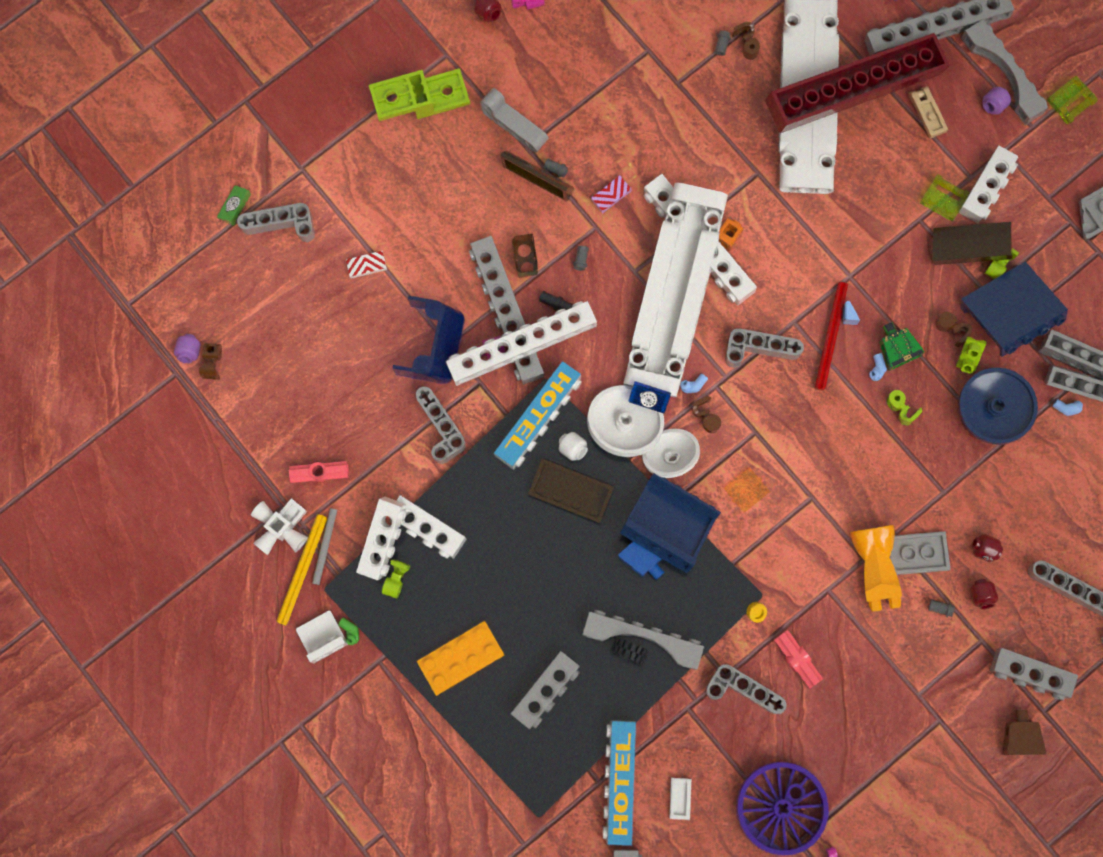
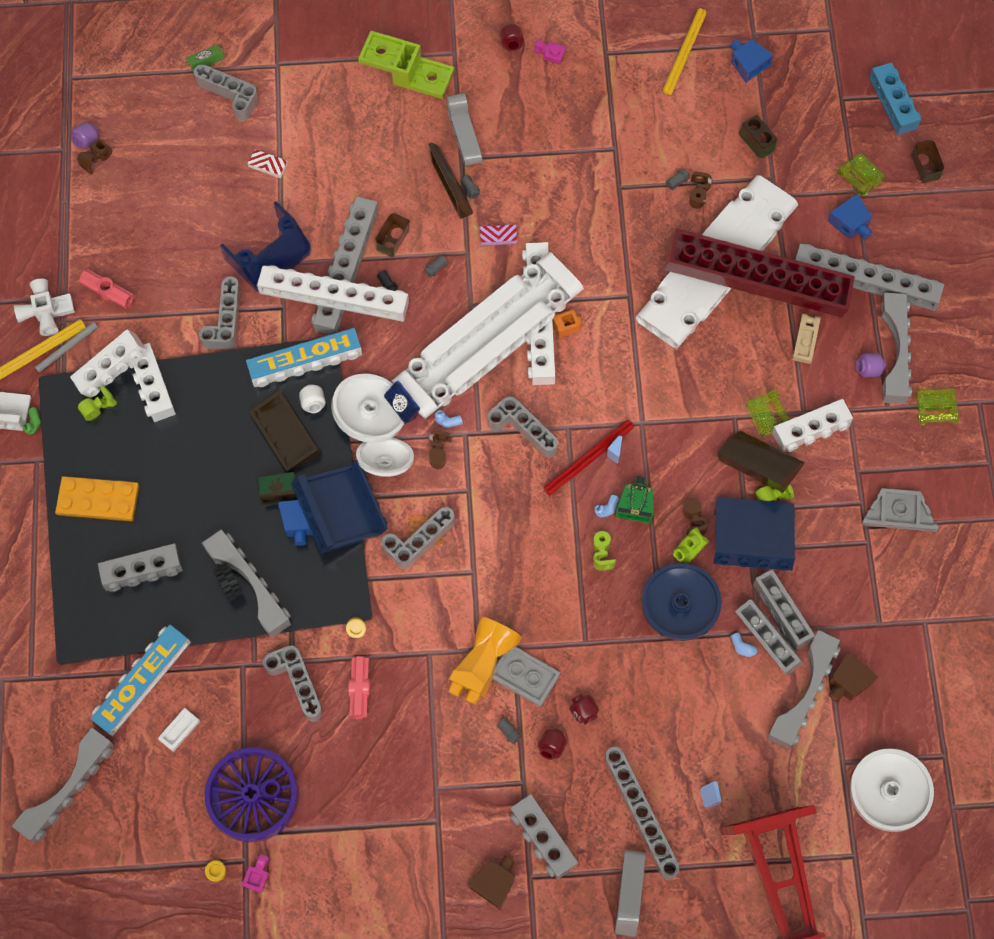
camera: 30 degrees right, 10 degrees down
(605, 542) = (276, 488): none -> piece
(751, 497) = (419, 536): none -> light grey beam

